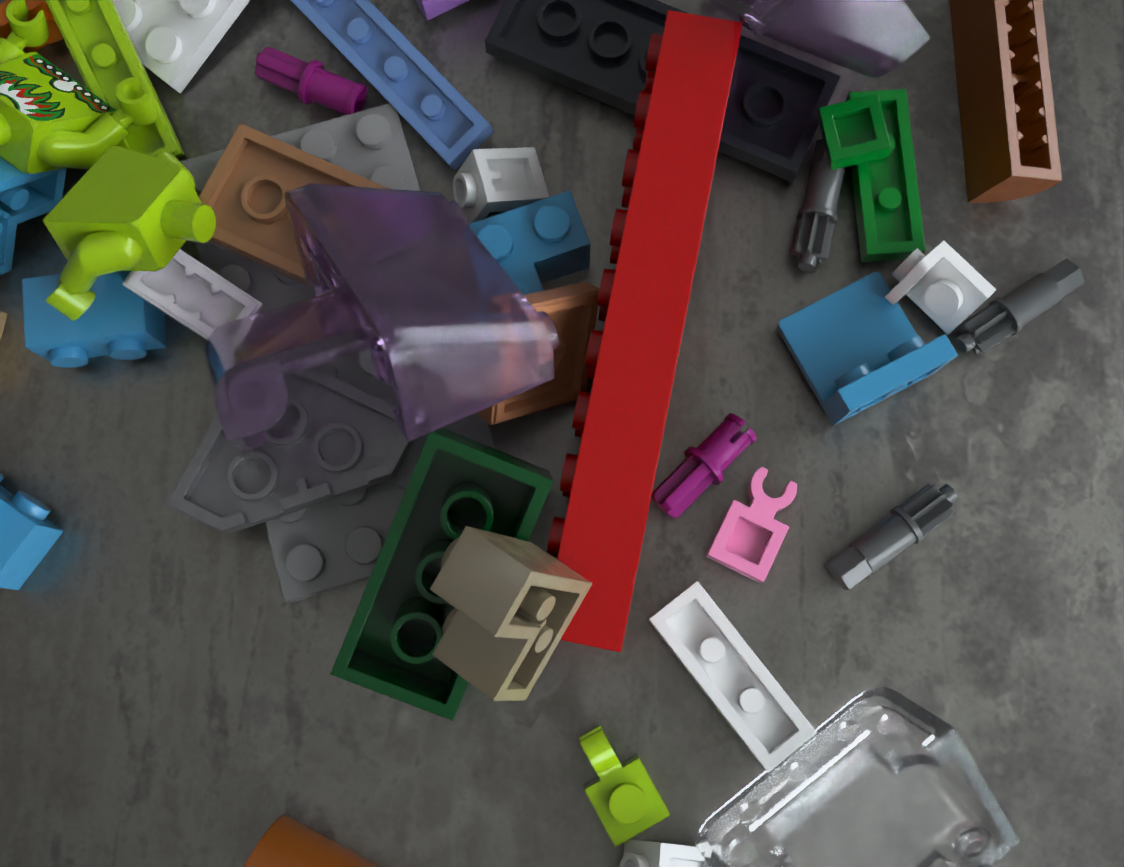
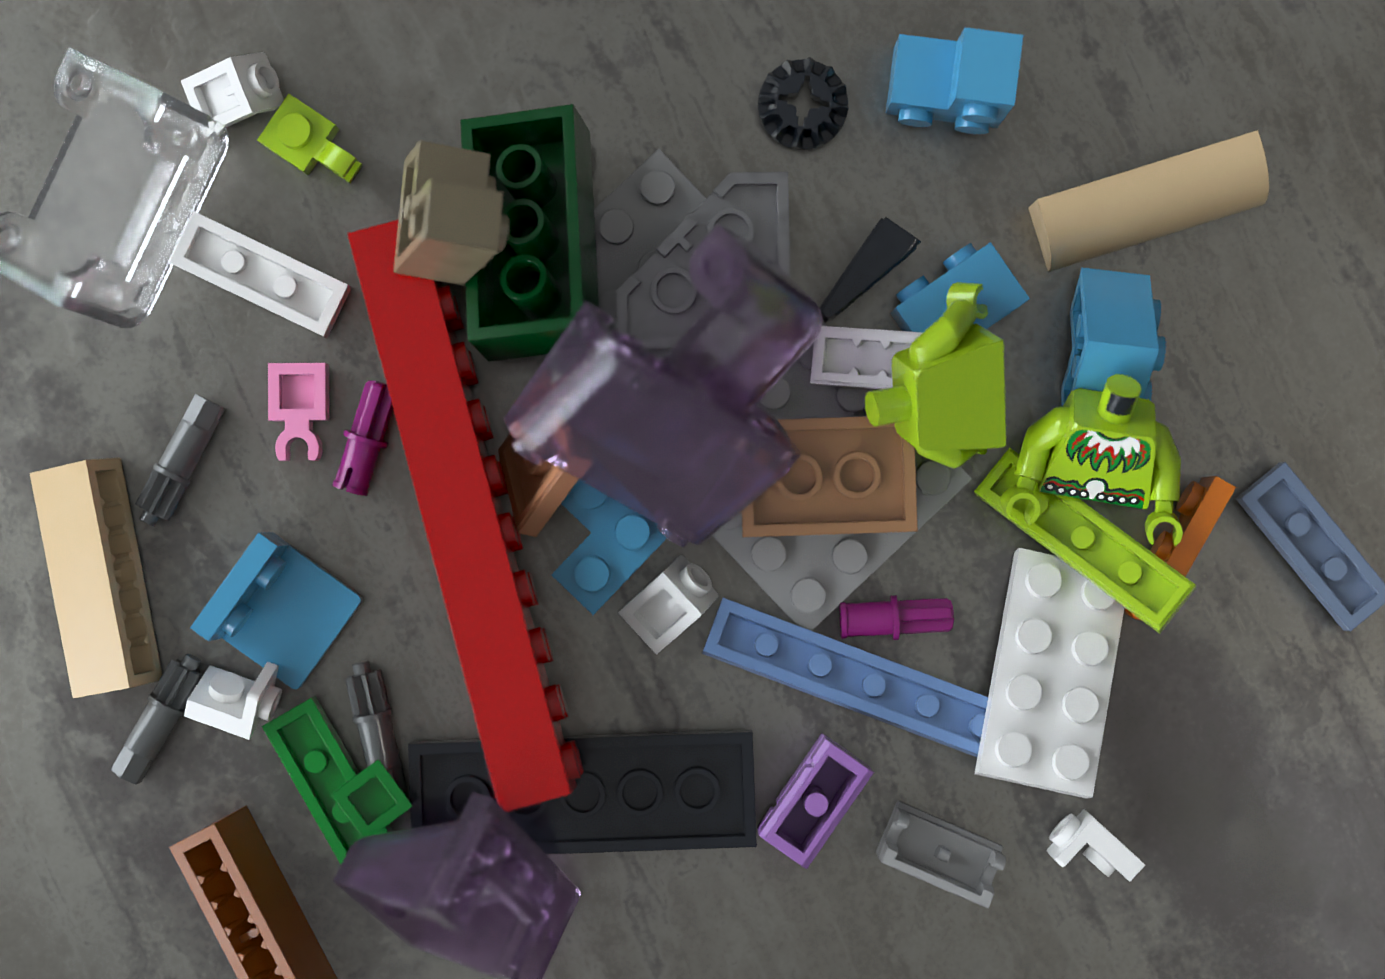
camera: 150 degrees right, 10 degrees up
(151, 391) = (878, 255): none -> black slope
(155, 570) = (781, 119): none -> black gear
(1023, 464) = (96, 576): none -> tan brick

